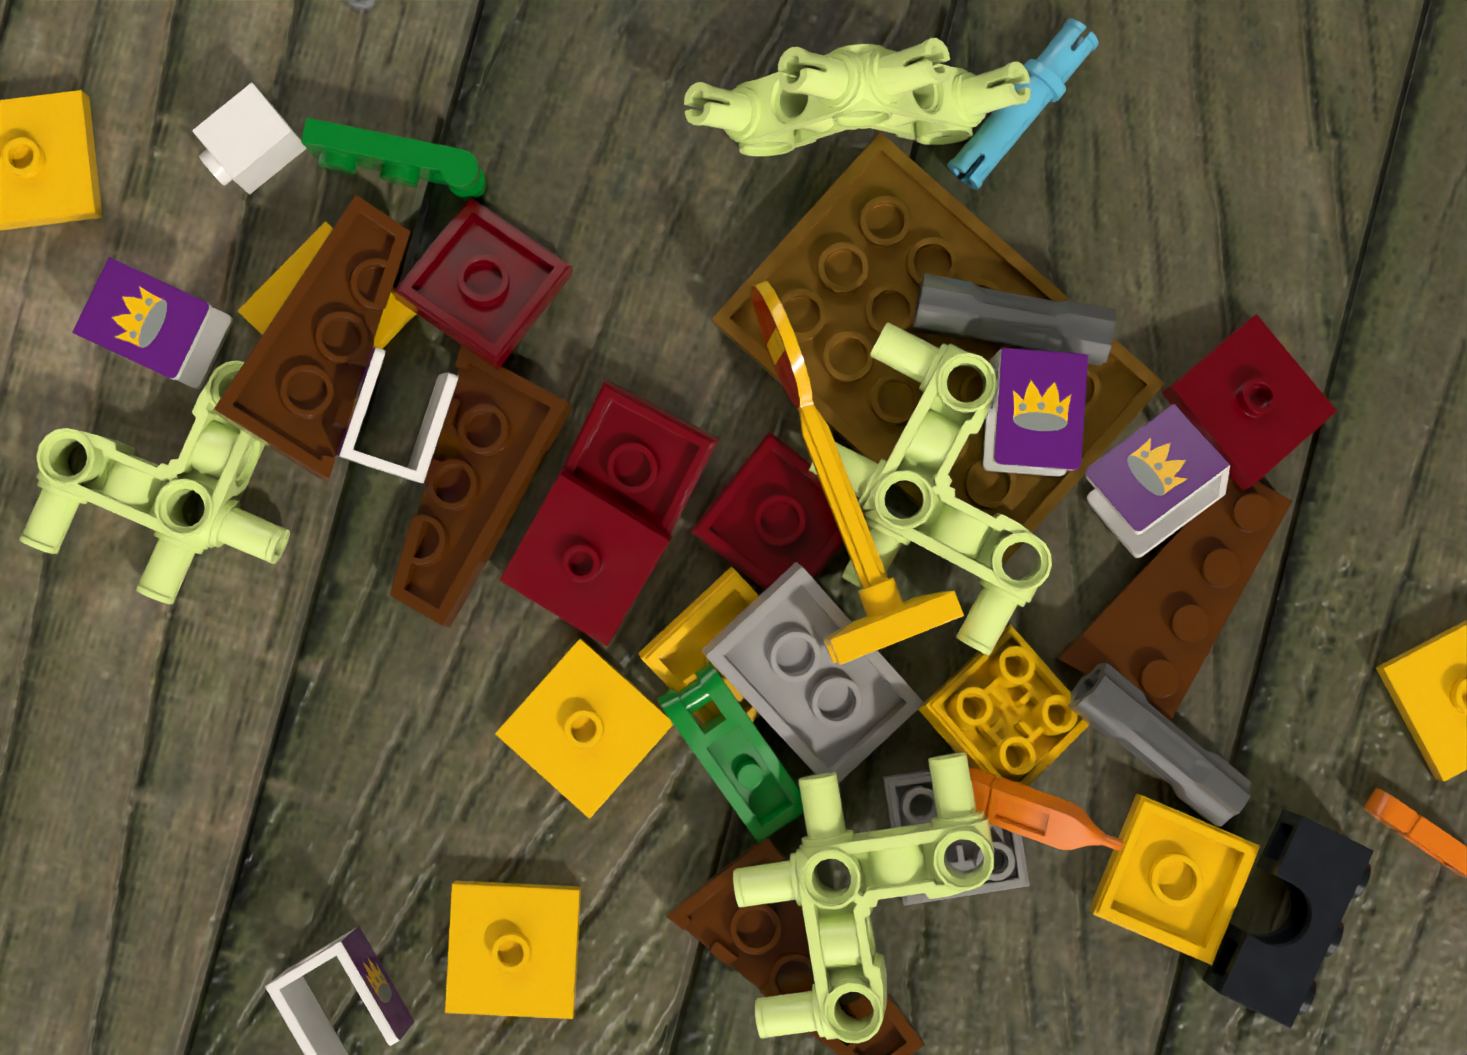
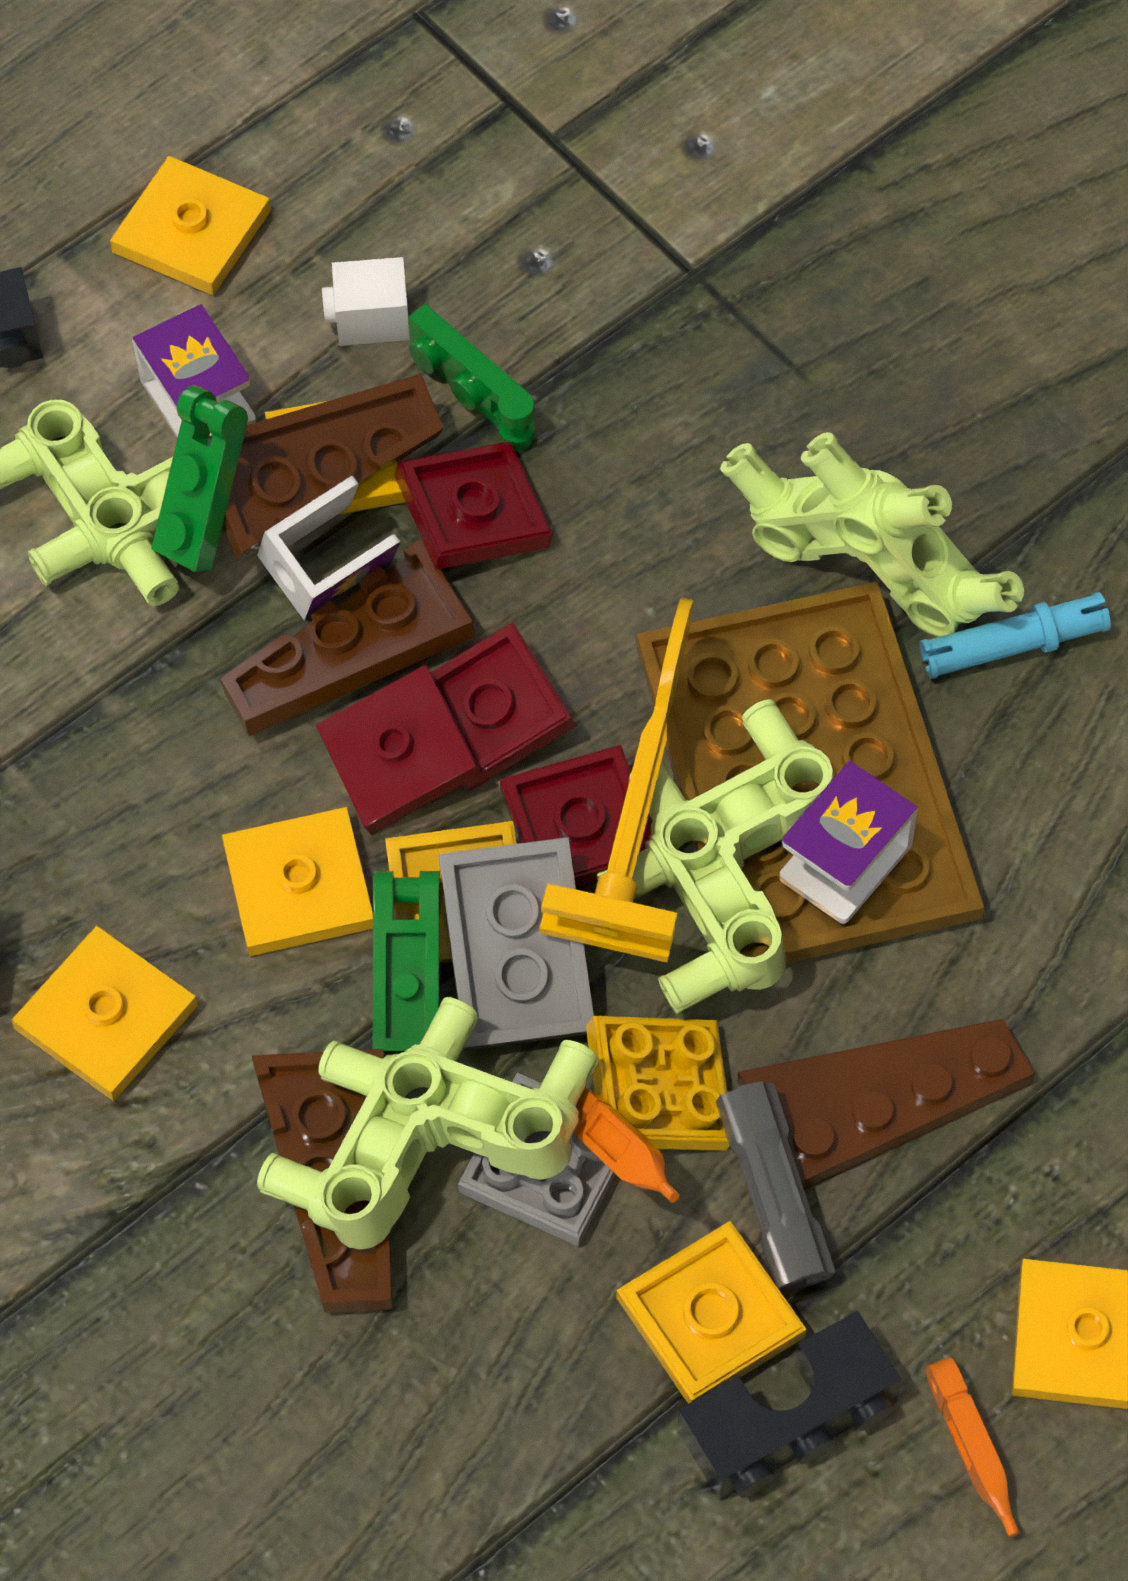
camera: 35 degrees right, 25 degrees down
(243, 443) = (199, 478): none -> green plate
(968, 311) = (847, 735): dark grey axle -> none
(1156, 481) = (919, 971): piece -> none
(1250, 401) = (1050, 970): dark red plate -> none

